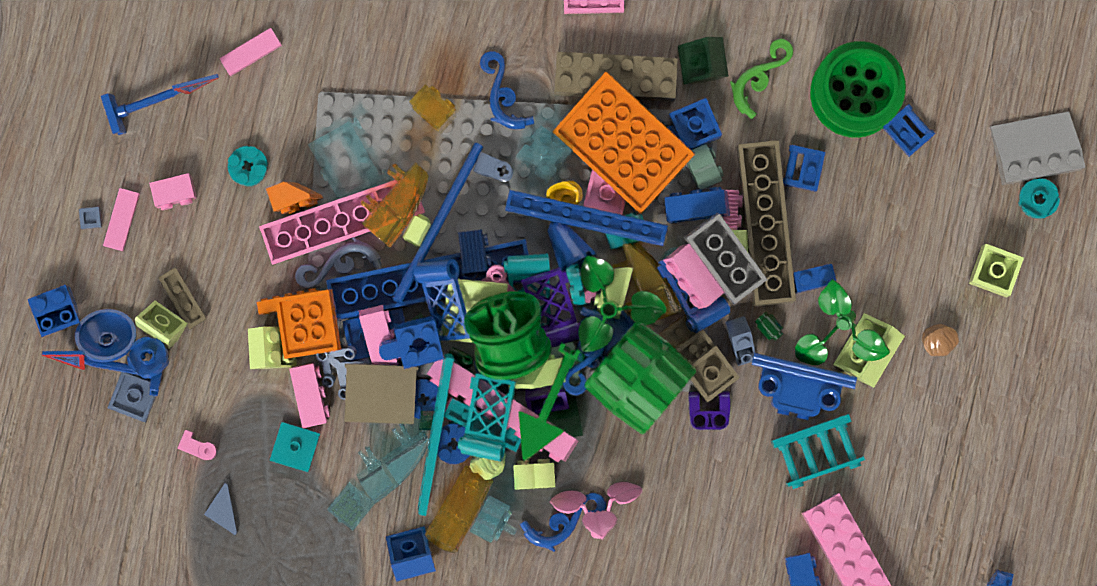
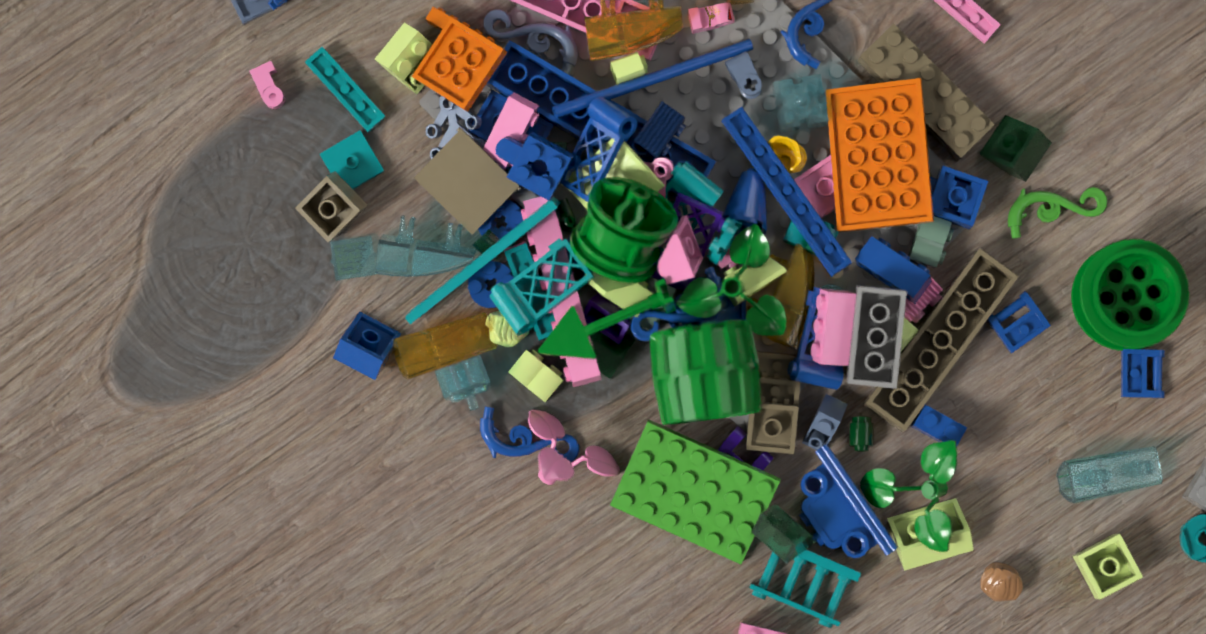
camera: 45 degrees right, 0 degrees up
(222, 510) = (239, 160): sand blue tile -> none
(248, 405) = (345, 89): none -> teal plate
(308, 487) = (331, 206): none -> dark tan brick
(309, 394) = (405, 128): bright pink brick -> none
(438, 151) = (710, 17): none -> bright pink leg
(558, 318) = (681, 255): none -> bright pink slope
(700, 457) = (694, 491): none -> bright green plate
(778, 434) = (782, 533): none -> clear green slope
(945, 212) = (1108, 474): none -> clear light blue piece

